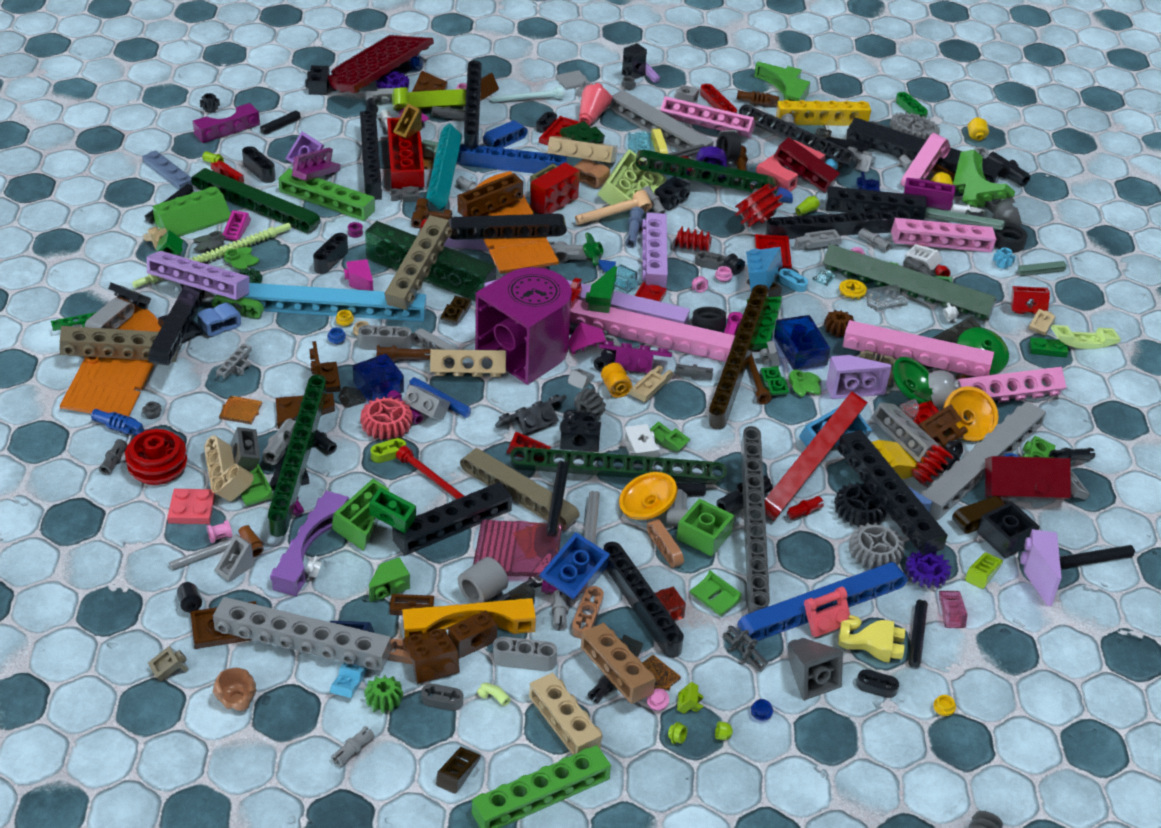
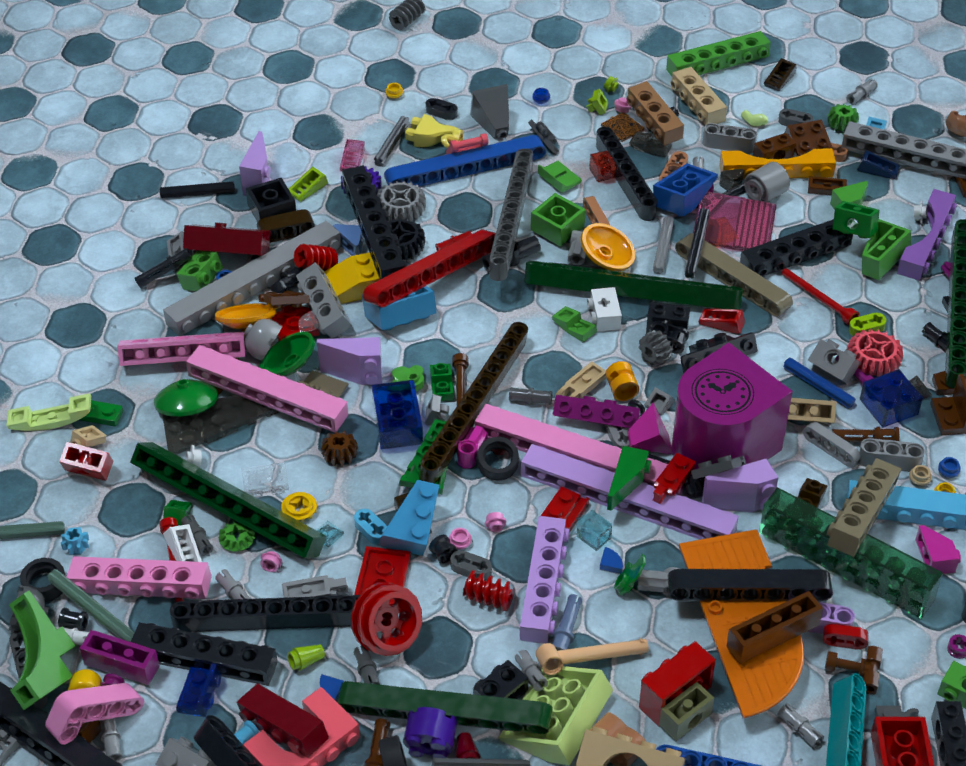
camera: 170 degrees left, 5 degrees up
(723, 731) = (575, 84): lime hinge -> none

